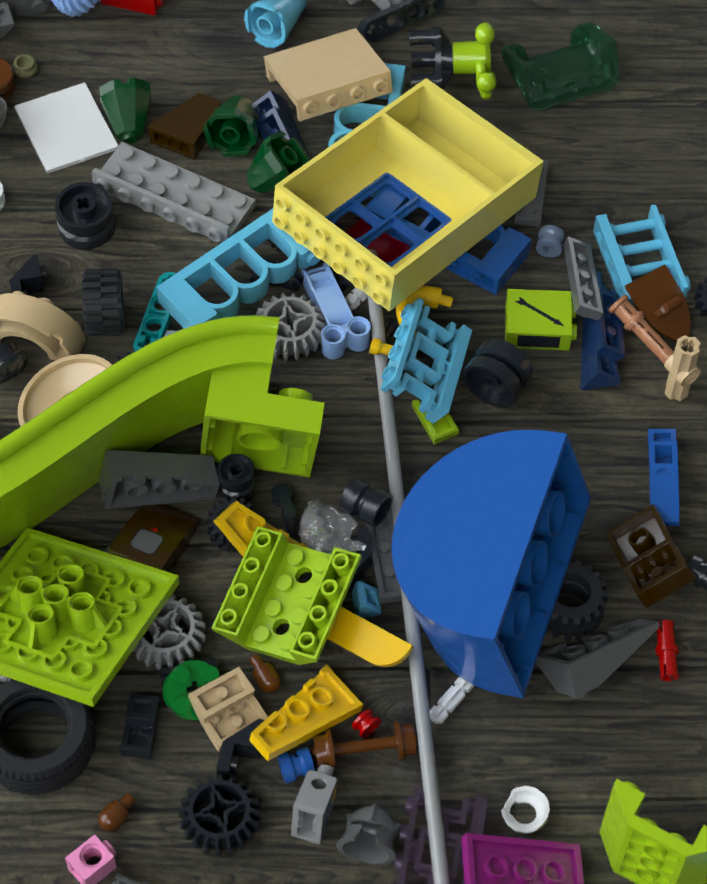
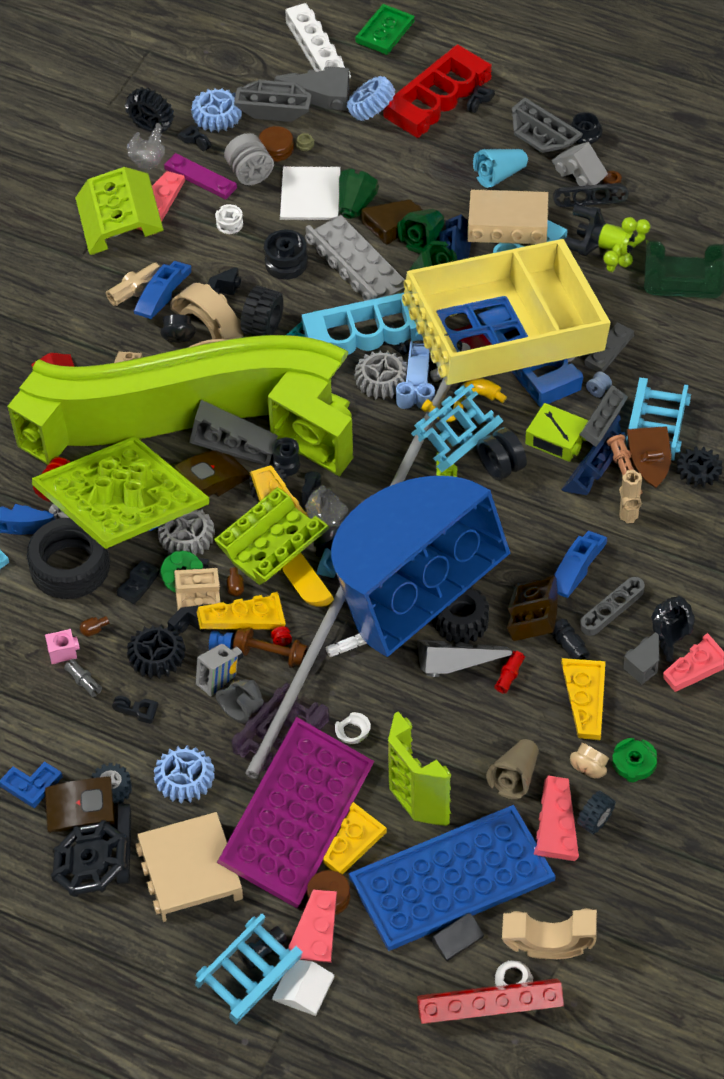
camera: 30 degrees right, 5 degrees down
(367, 503) = (354, 494): black wheel -> none

